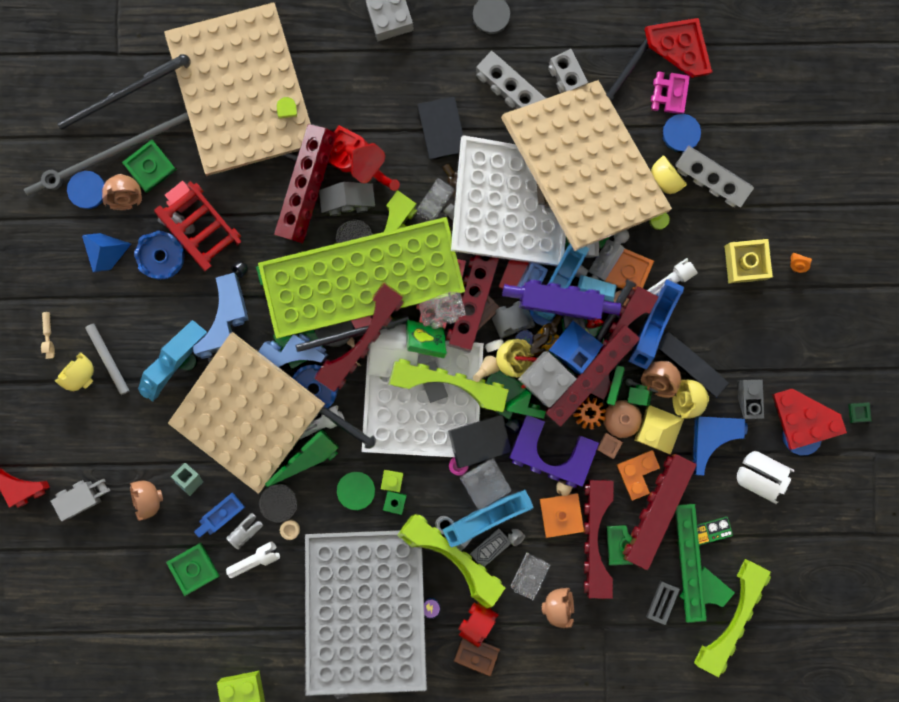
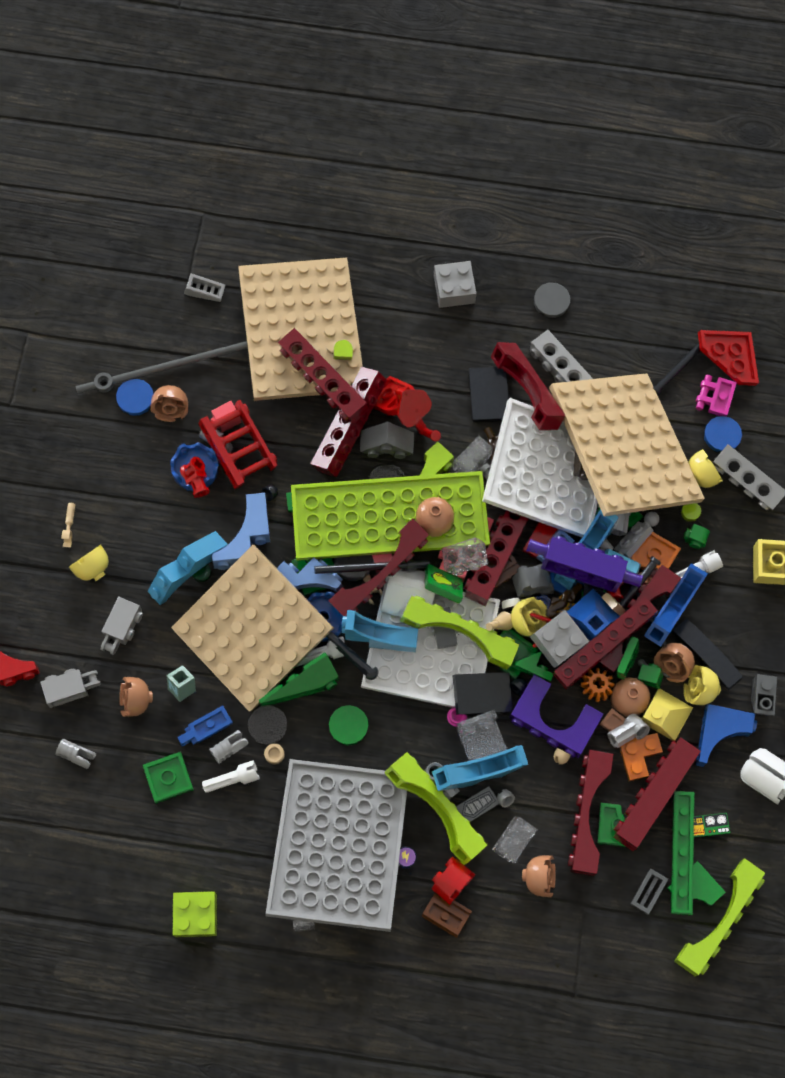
camera: 10 degrees right, 15 degrees down
(96, 561) = (71, 752): none -> light grey hinge
(104, 251) = (140, 455): blue slope -> none
(107, 359) = (123, 557): light grey piece -> none
(117, 429) = (120, 624): none -> light grey brick
(135, 53) = (196, 292): none -> light grey slope
(149, 166) = (200, 384): green tile -> none
(151, 76) = (217, 303): black bar -> none
(161, 268) = (195, 476): none -> red connector
(234, 109) = (295, 341): none -> dark red brick
(370, 402) = (378, 634): none -> dark azure arch
(392, 480) = (386, 721): lime plate -> none
(401, 498) = (387, 749): green plate -> none
(406, 274) = (435, 516): none -> nougat cylinder
(458, 89) = (547, 412): none -> dark red arch
(561, 515) = (555, 784): orange plate -> none
(572, 71) = (622, 361): light grey brick -> none
(595, 333) = (614, 605): none -> tan tile
(628, 451) = (632, 728): none -> light grey piece
(667, 246) = (696, 536): none -> green plate

